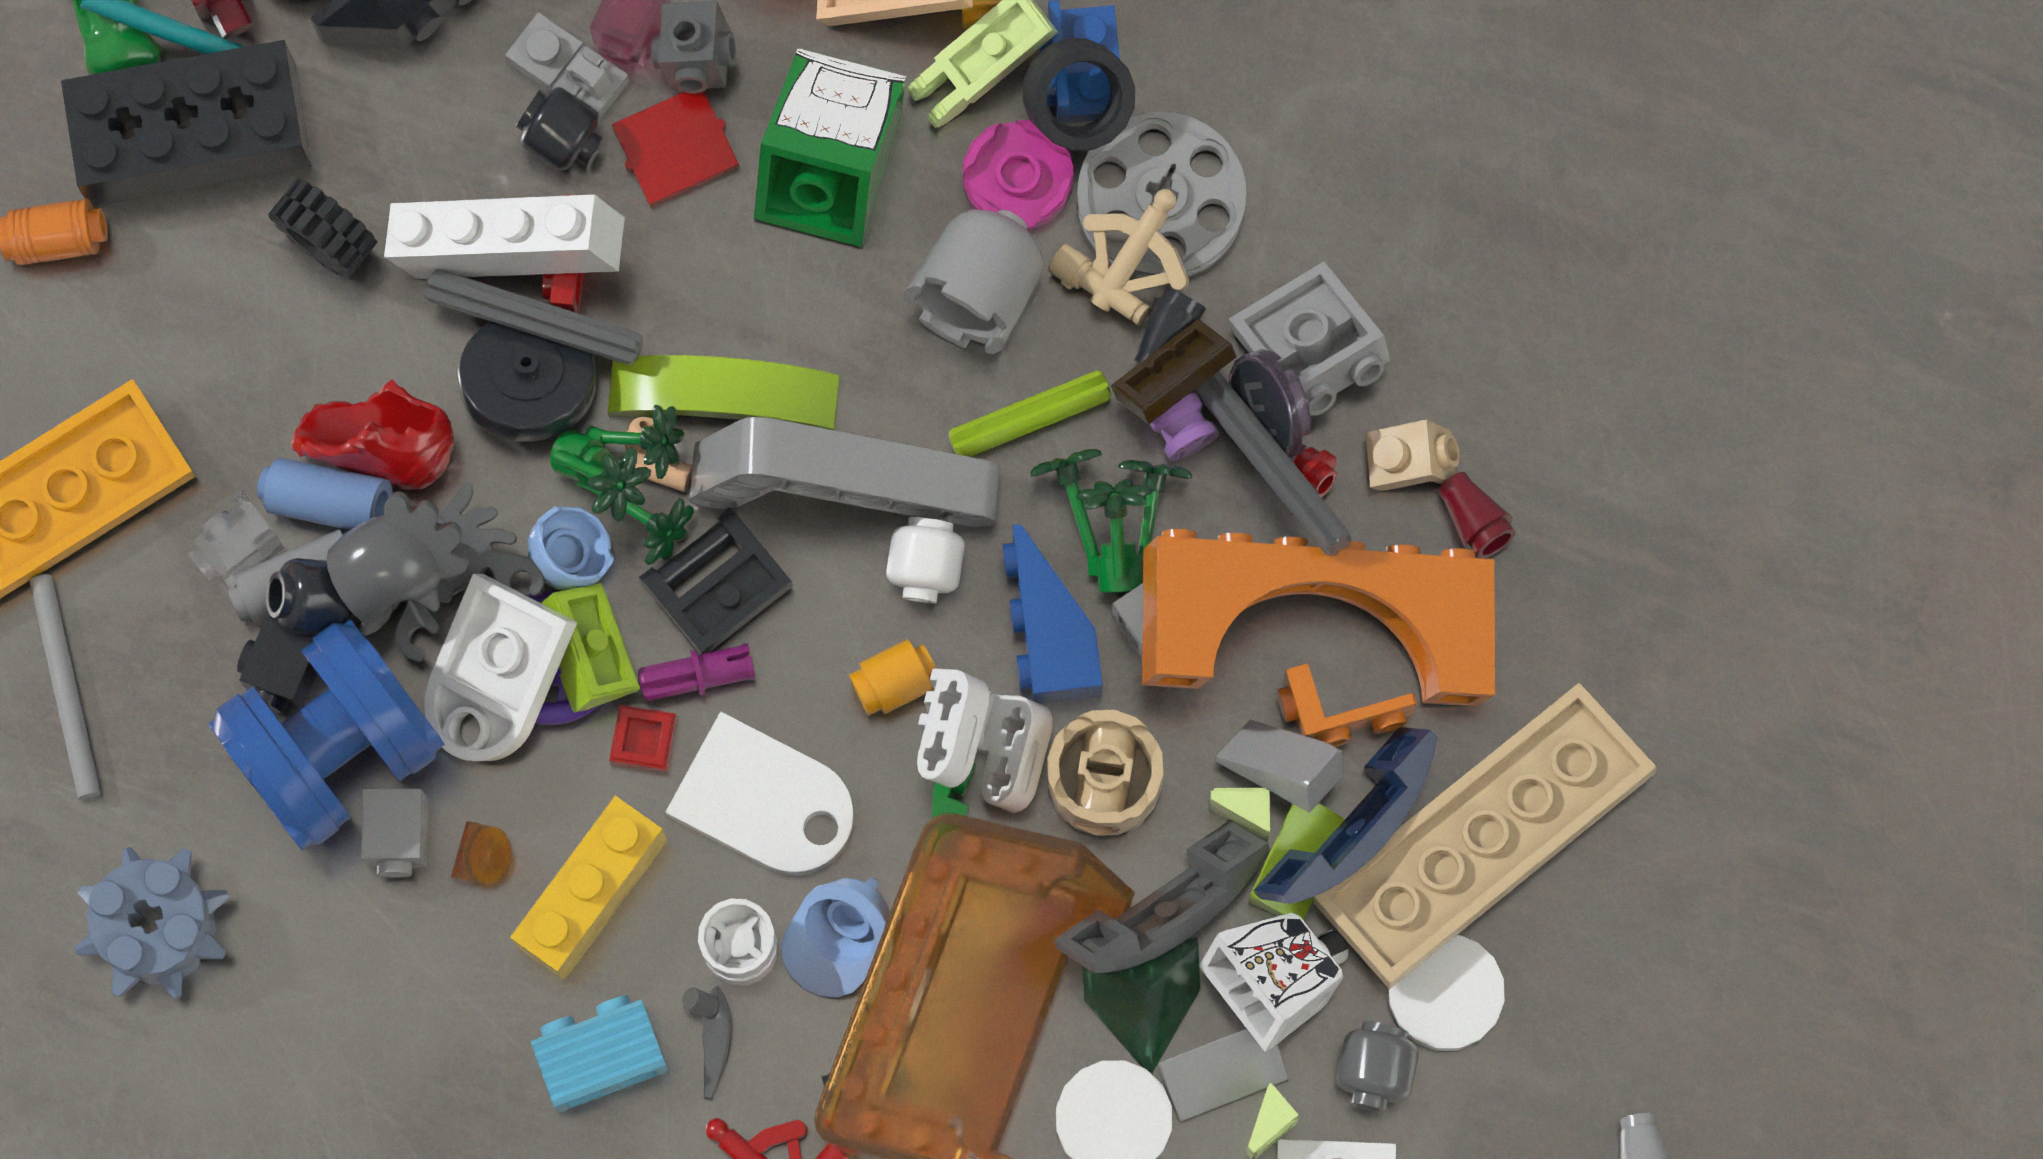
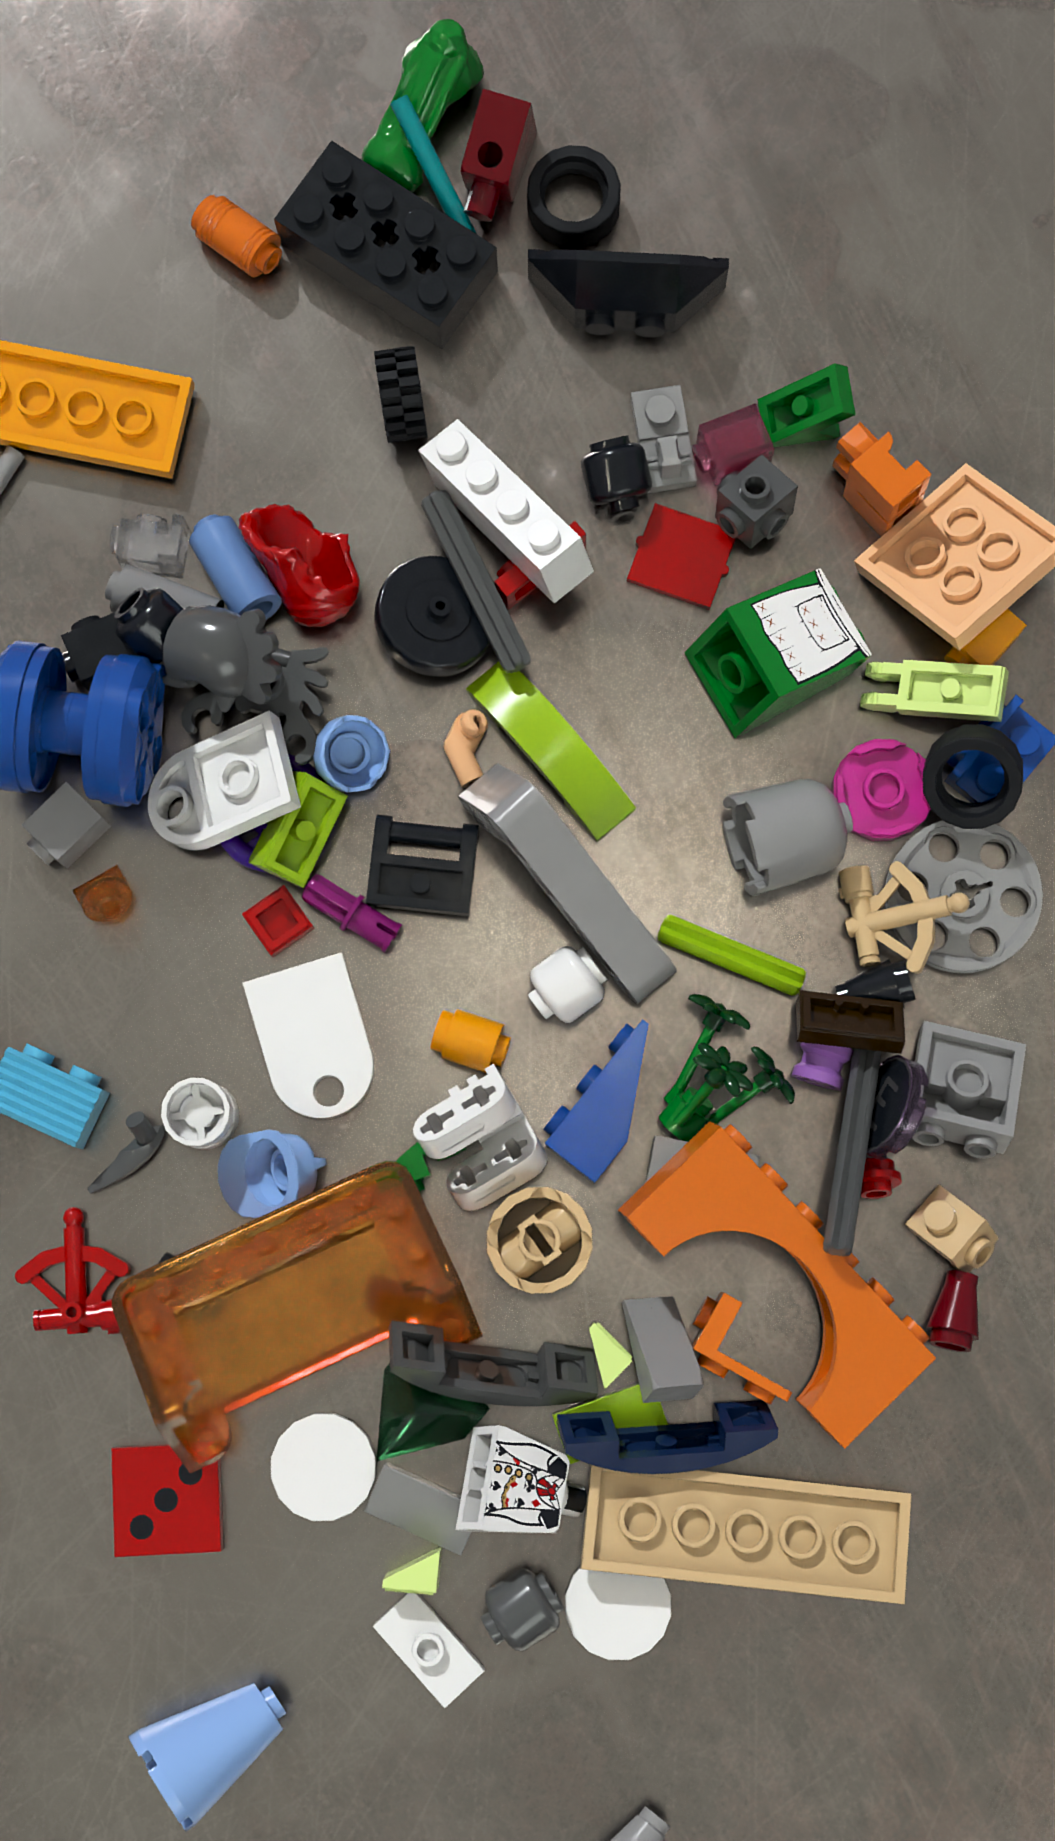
camera: 50 degrees right, 5 degrees up
(589, 888) = (144, 984): yellow brick -> none
(598, 471) = (418, 708): dark green plant -> none

